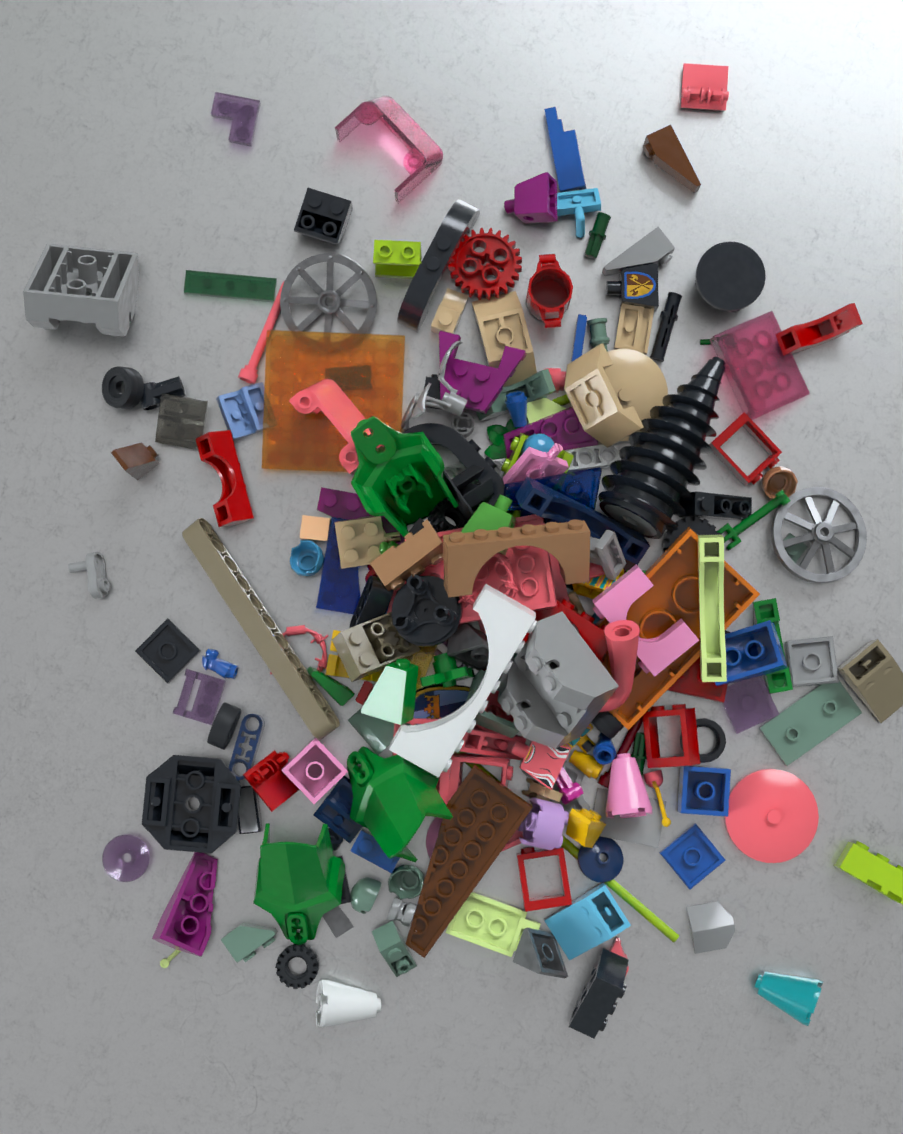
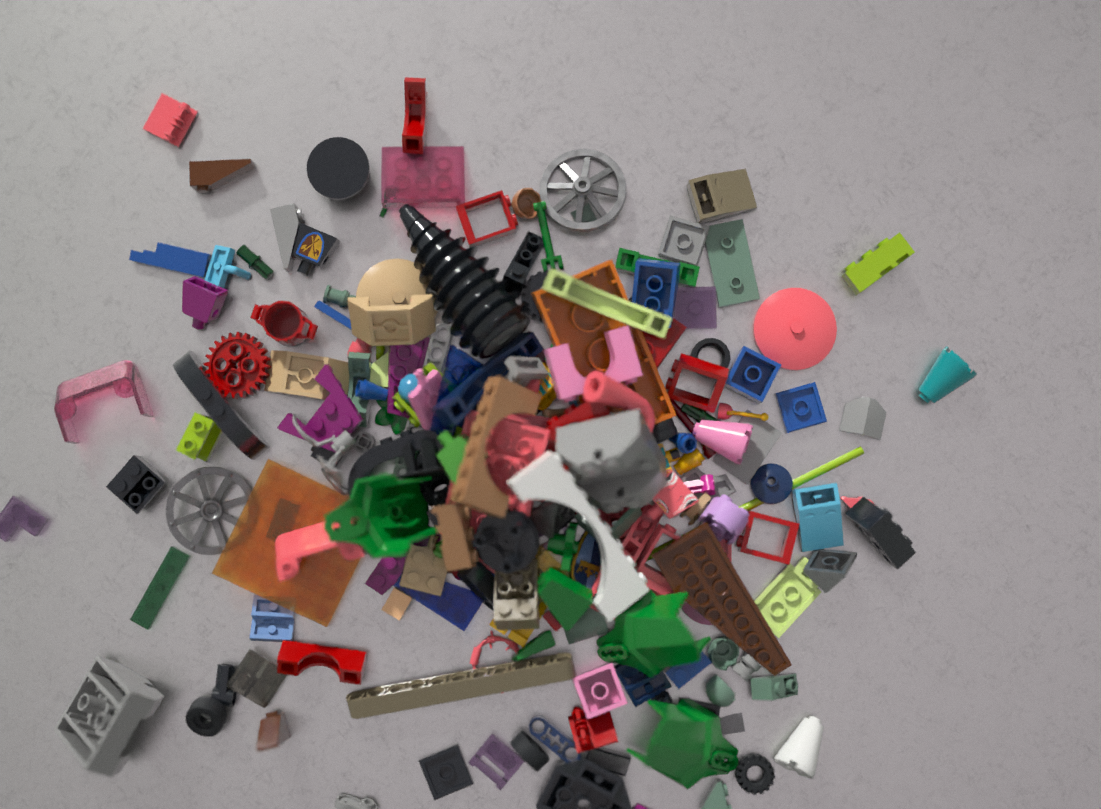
camera: 60 degrees left, 0 degrees up
(220, 666) = (479, 732): blue arm -> none
(249, 372) = (241, 603): coral piece -> none
(306, 558) = (419, 621): dark azure hair -> none
(449, 312) = (265, 413): tan arch -> none
(585, 826) = (740, 485): yellow slope -> none
(634, 328) = (346, 265): tan plate -> none
(668, 318) = (349, 233): black pin -> none

